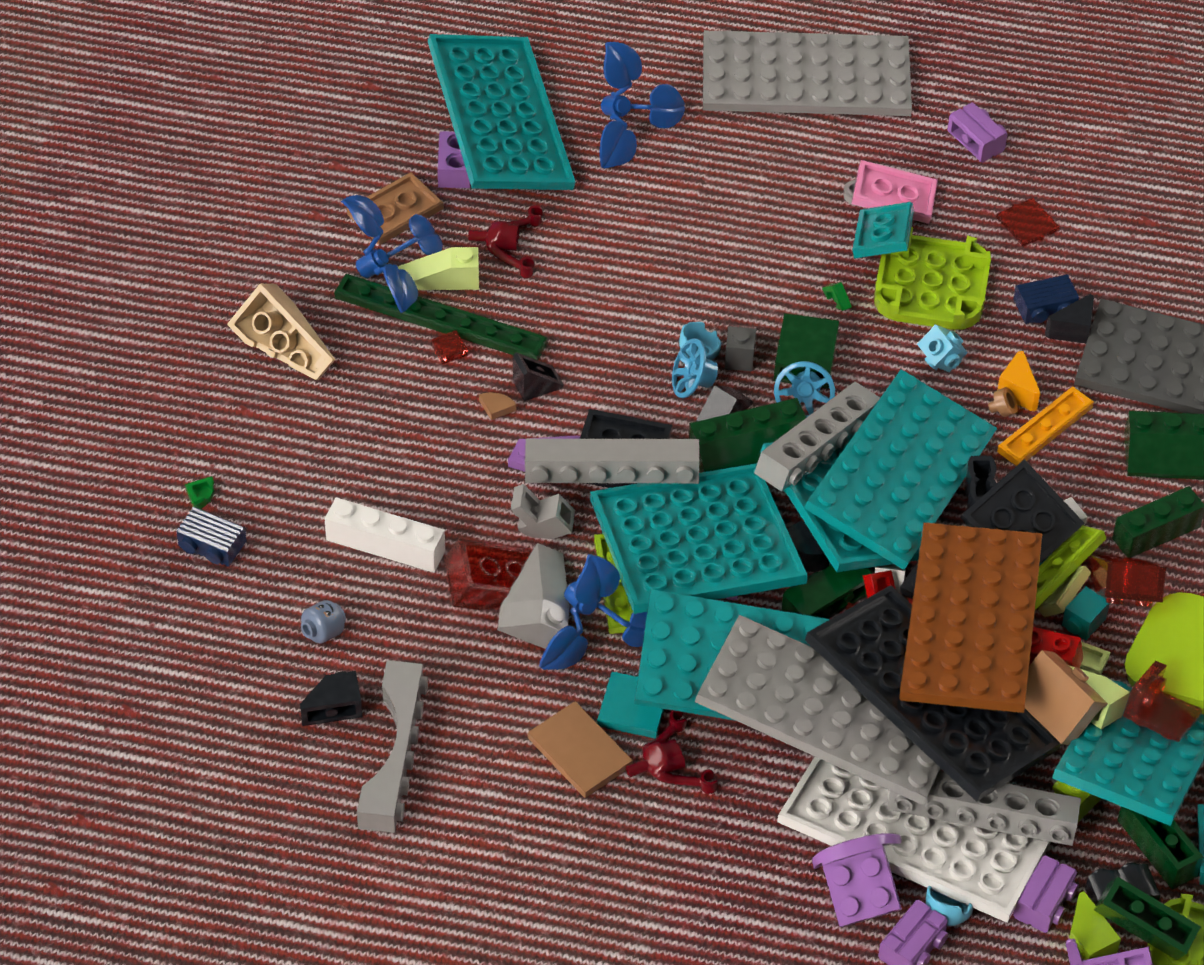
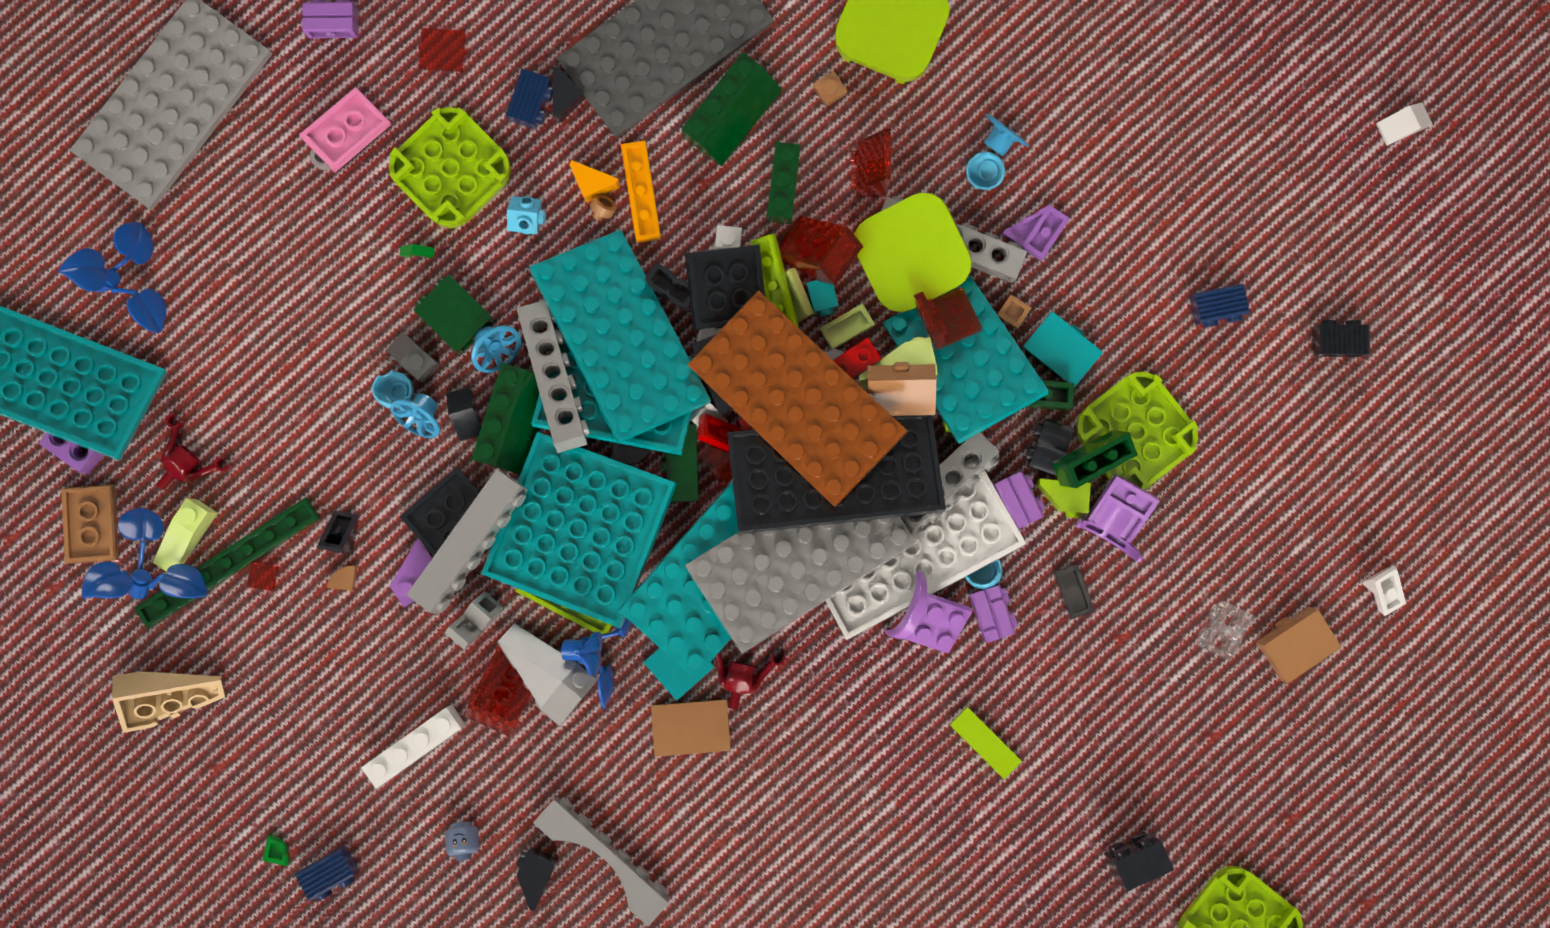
camera: 60 degrees left, 35 degrees up
(883, 230) = (383, 172): teal tile -> none

